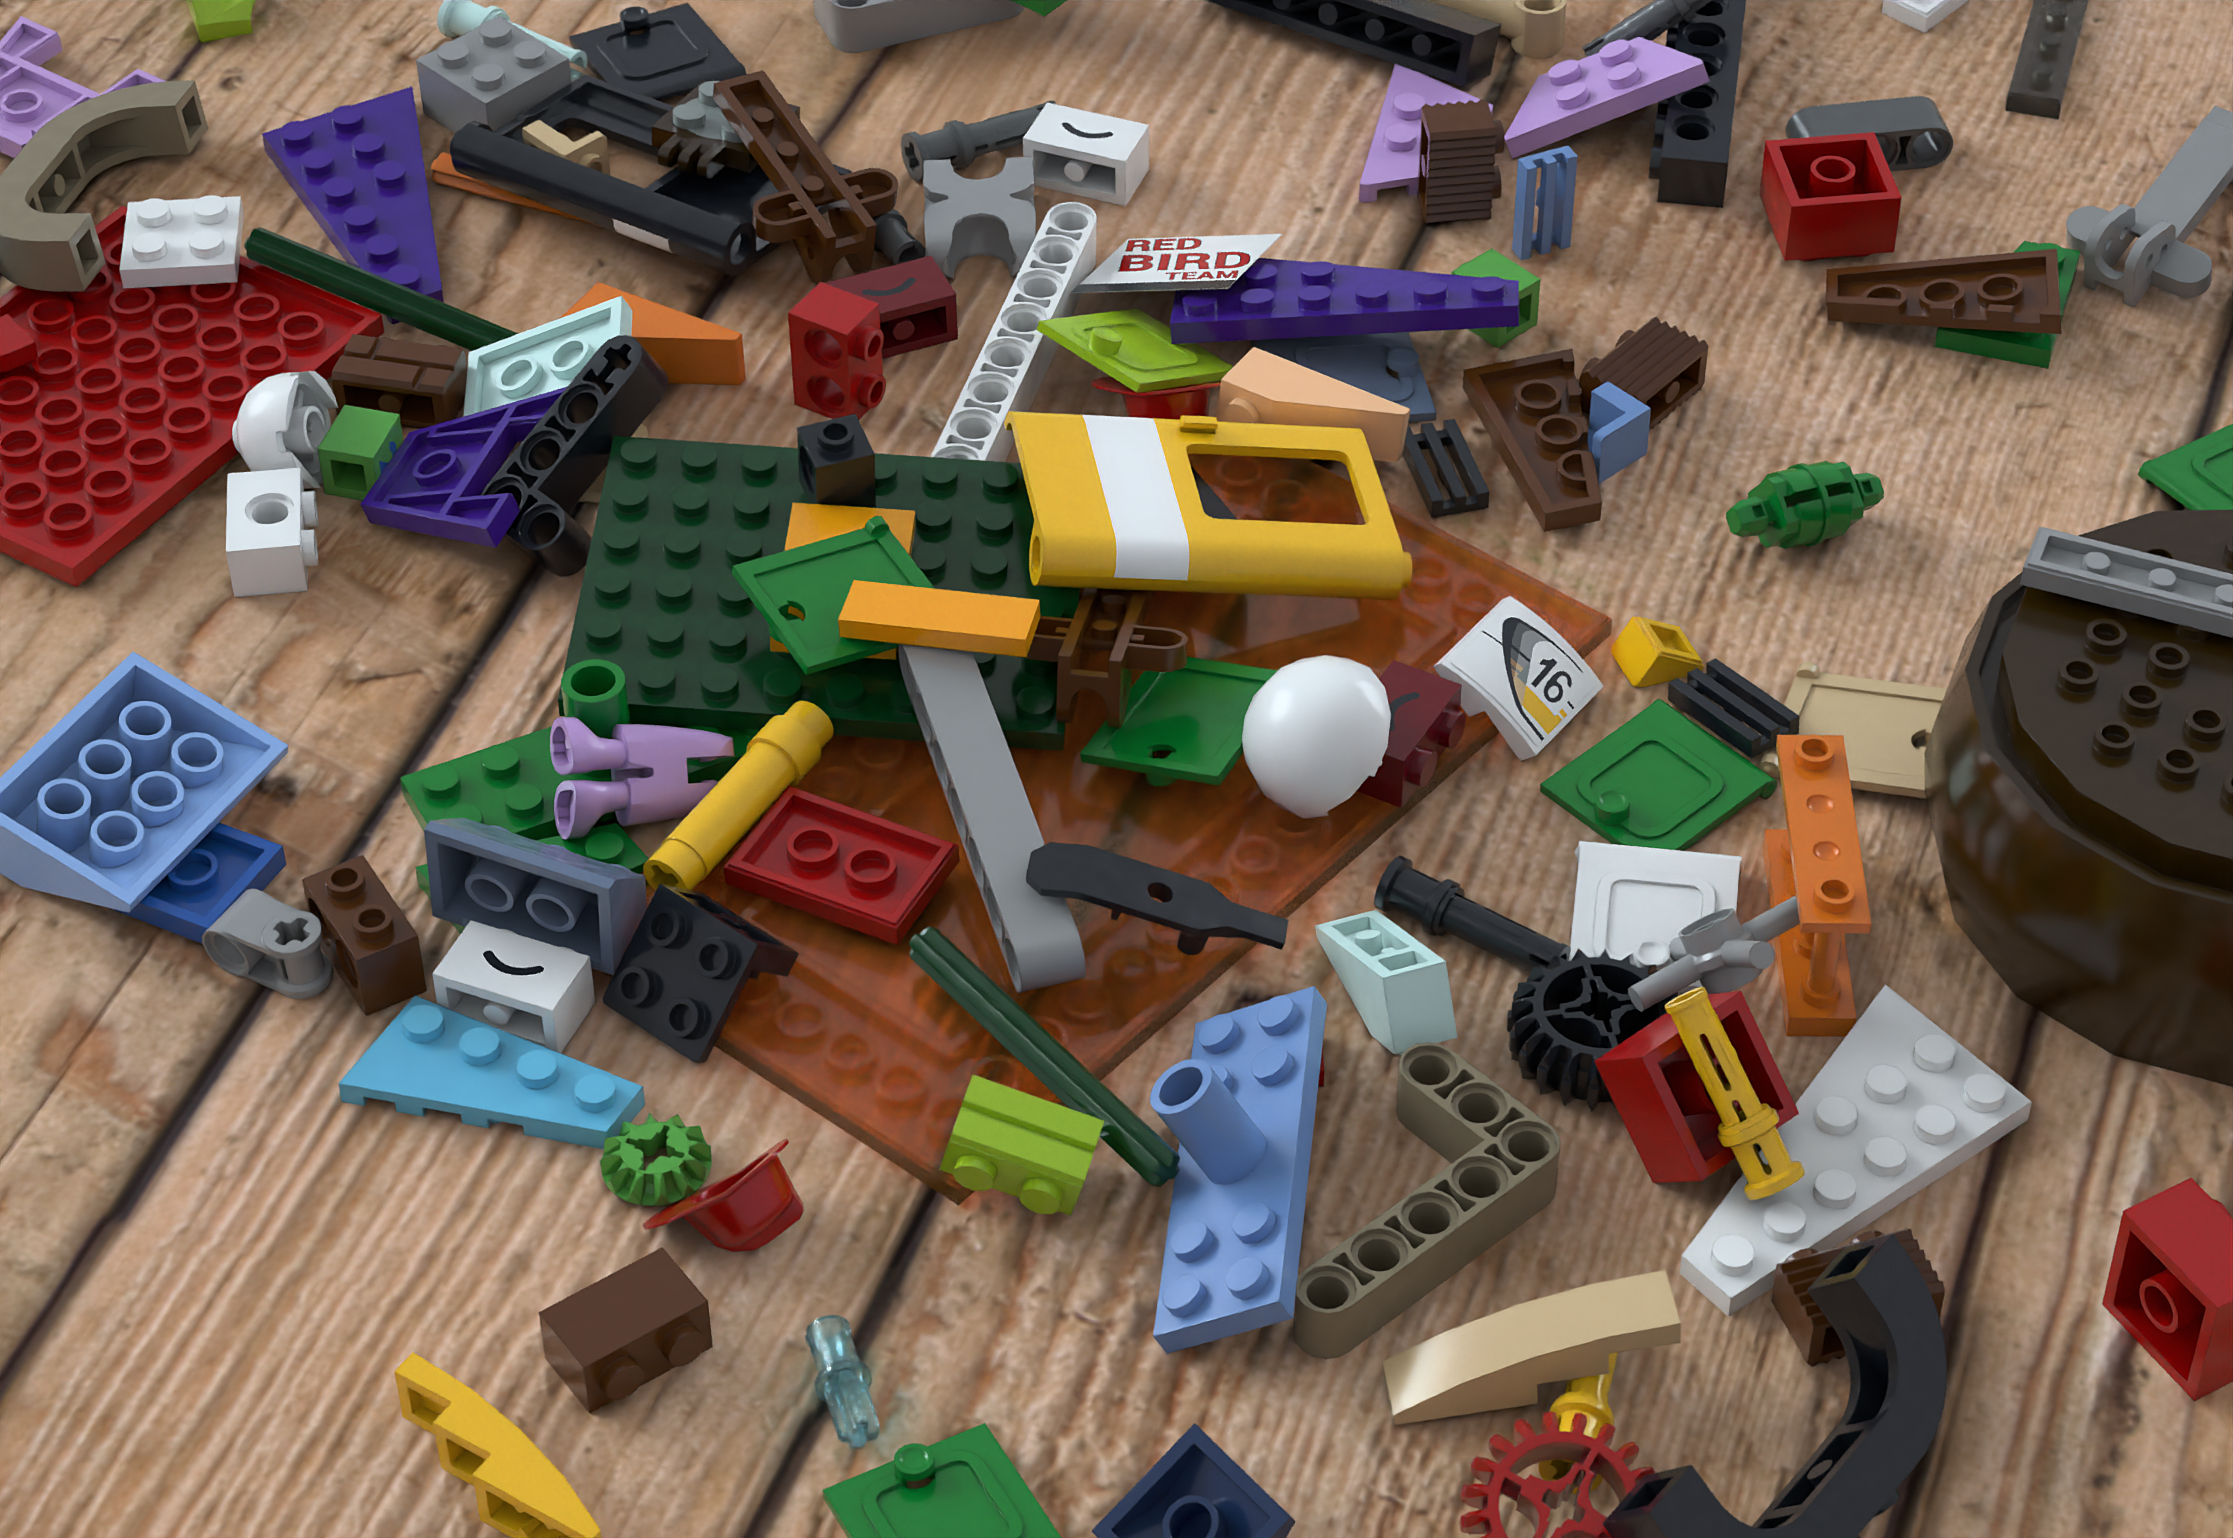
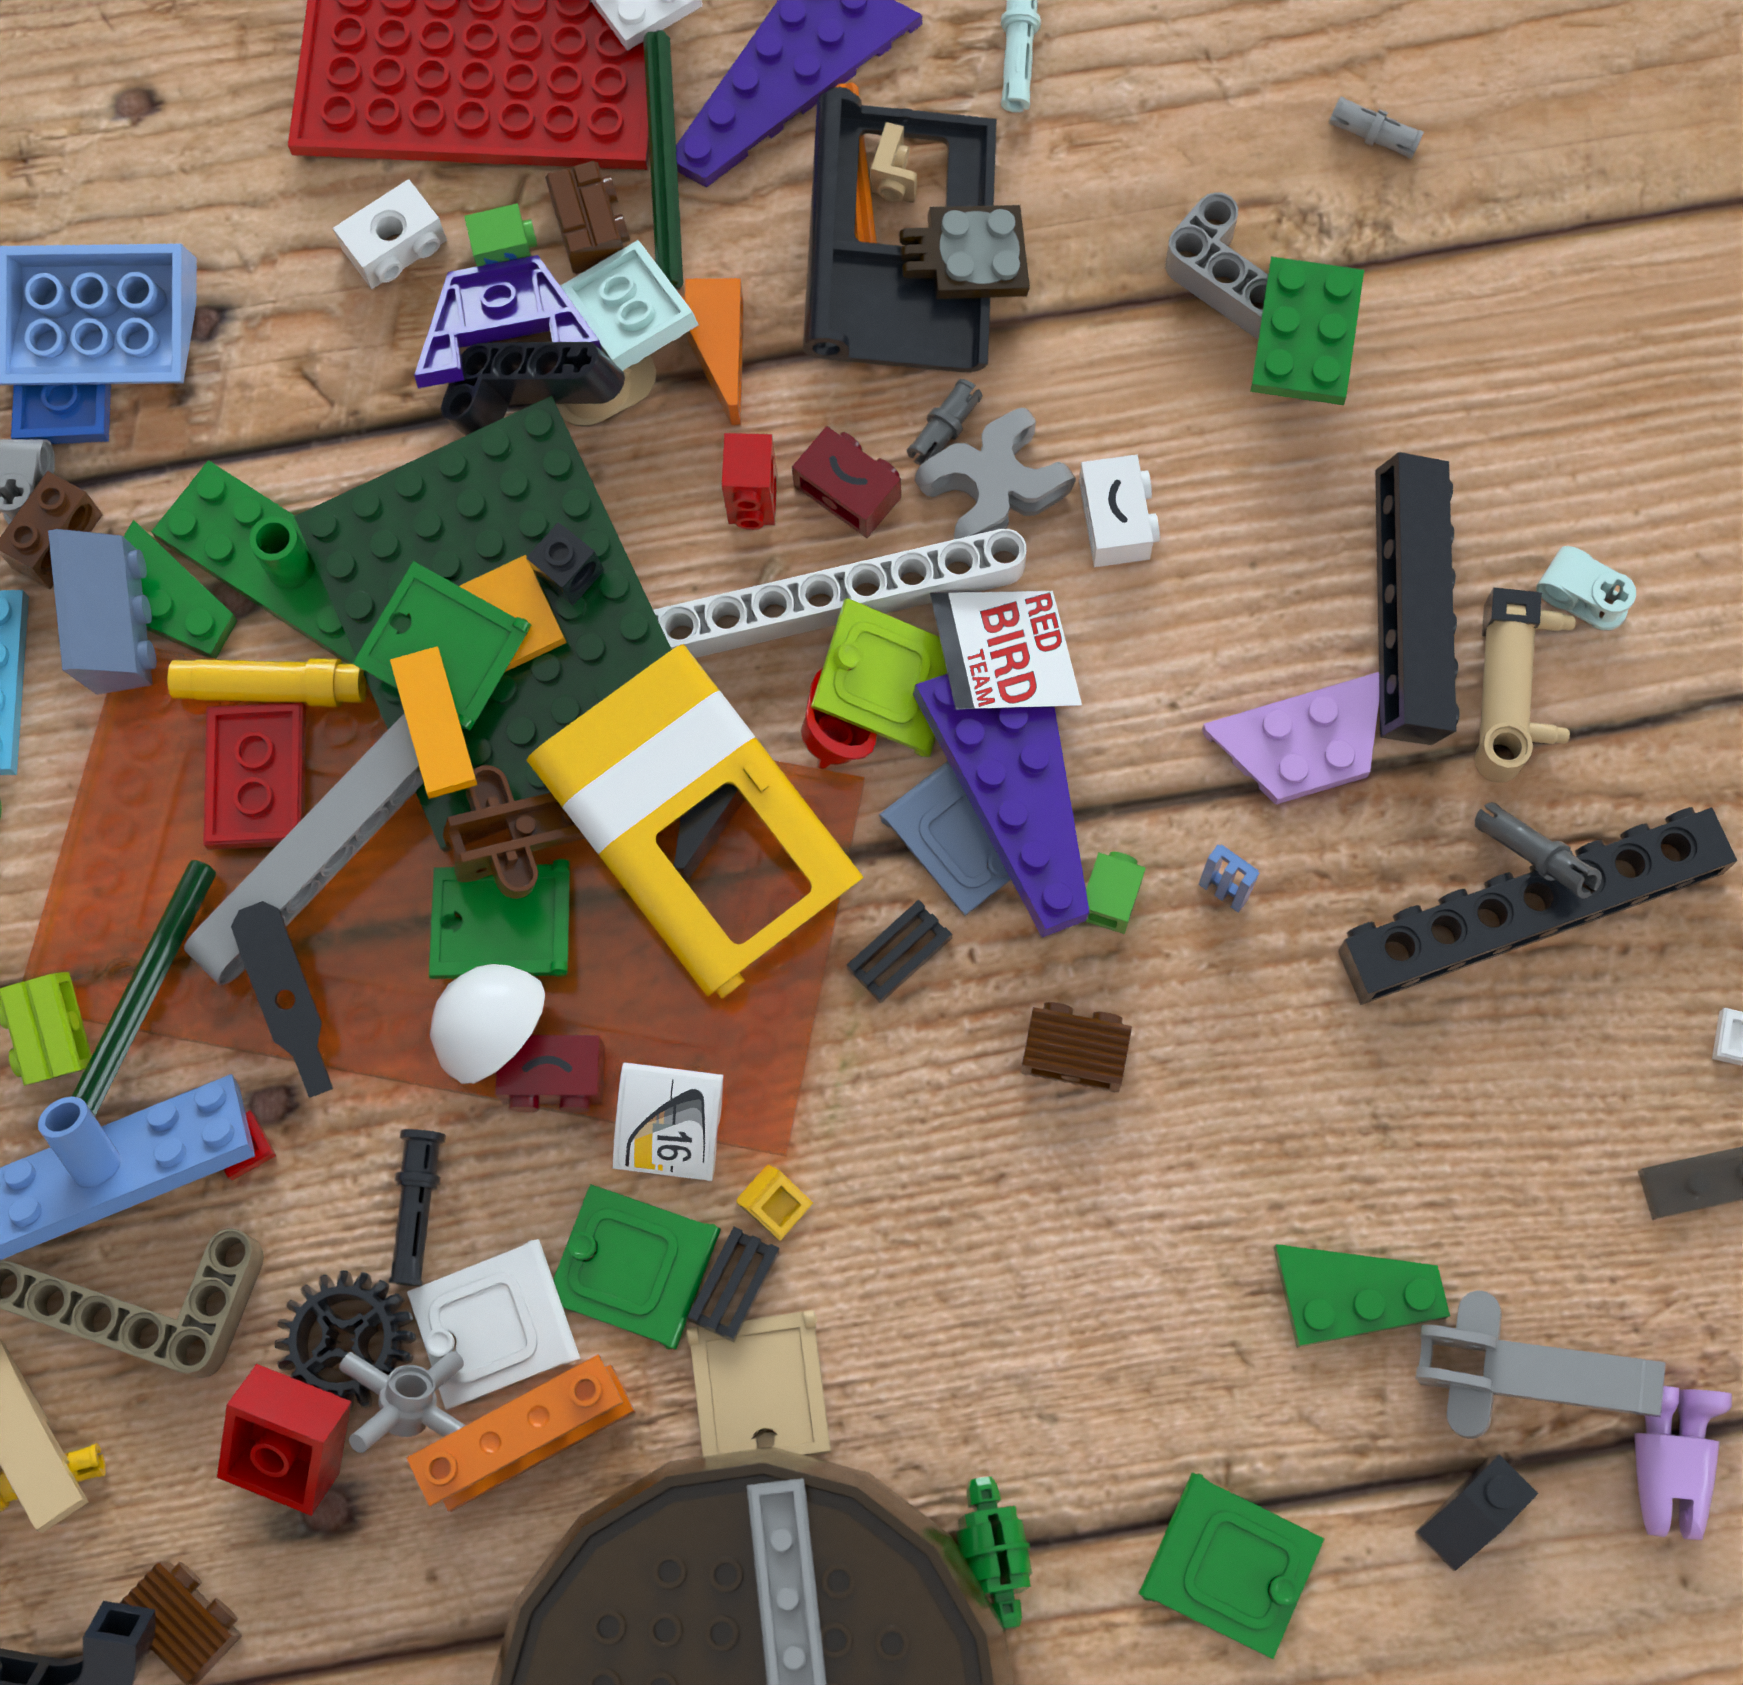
camera: 65 degrees right, 30 degrees up
(285, 423) = (477, 180): white cylinder -> none
(489, 76) = (946, 64): light grey brick -> none
(516, 984) = (38, 649): white brick -> none
(645, 768) = (263, 611): lavender piece -> none
(662, 62) = (1065, 154): black container -> none
(691, 969) = (119, 742): black bracket -> none
(804, 181) = (931, 337): reddish brown piece -> none
(966, 141) = (1079, 416): dark grey pin -> none
(1285, 393) = (872, 819): light nougat slope -> none
(1391, 980) = (325, 1176): light aqua slope -> none
(1458, 161) = (1242, 789): reddish brown brick -> none
(1541, 434) = (970, 1004): reddish brown wing -> none
(1600, 89) = (1421, 846): lavender wing -> none
(1616, 430) = (992, 1052): medium blue panel -> none
(1741, 1129) = (249, 1489): yellow pin -> none
(1805, 504) = (978, 1239): green piece -> none
(1830, 196) = (1382, 1089): red brick -> none
(1871, 1132) = (352, 1566): white wing -> none
(1905, 127) = (1505, 1083): dark grey beam -> none
(1964, 292) = (1312, 1251): reddish brown wing -> none

